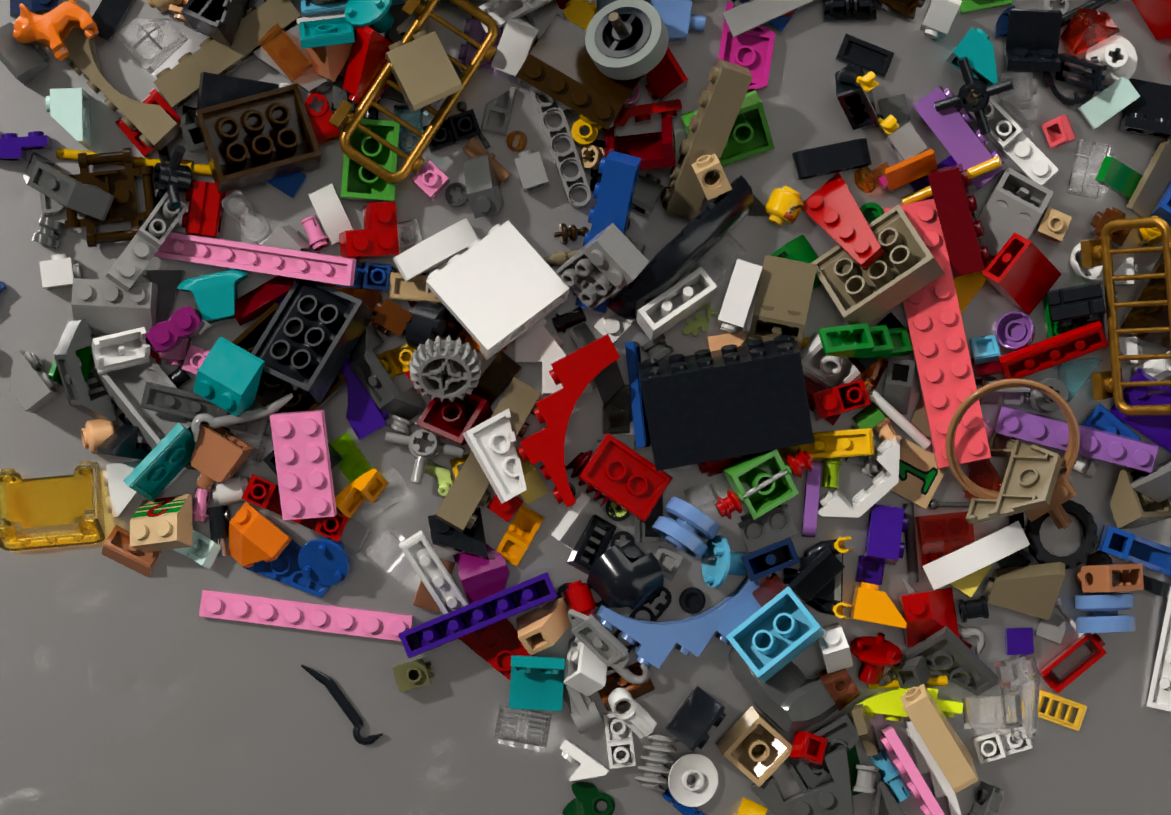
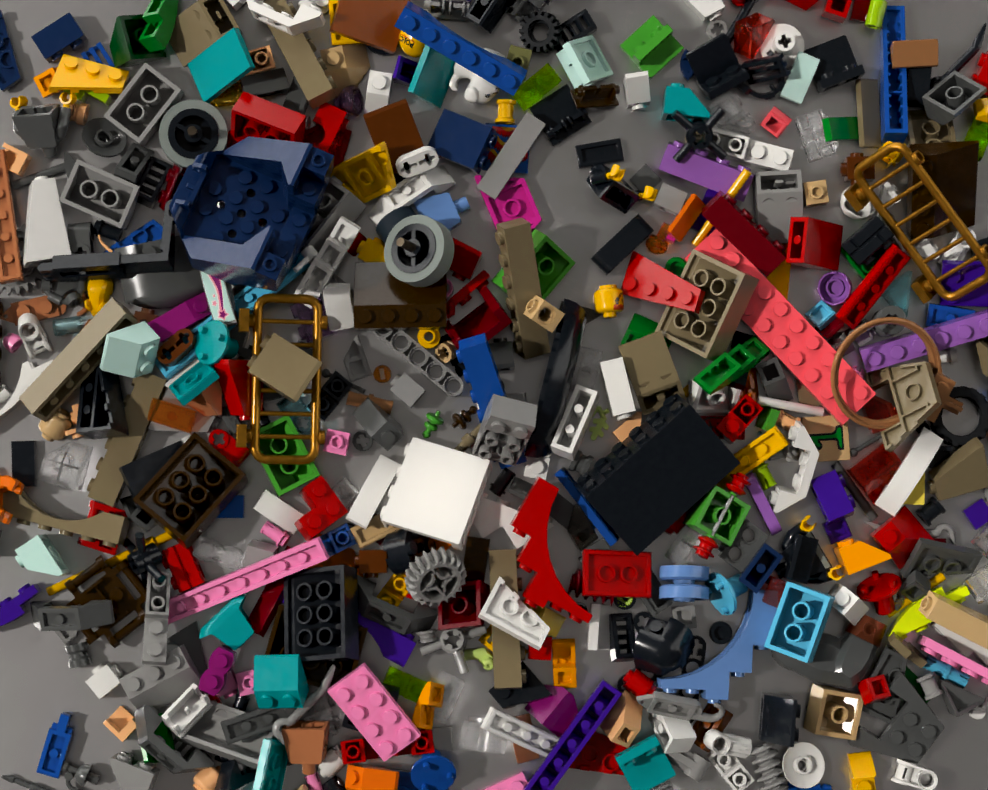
camera: 30 degrees left, 0 degrees up
(49, 325) = (121, 723): none -> light nougat panel
(533, 221) = (431, 425): none -> bright green hair

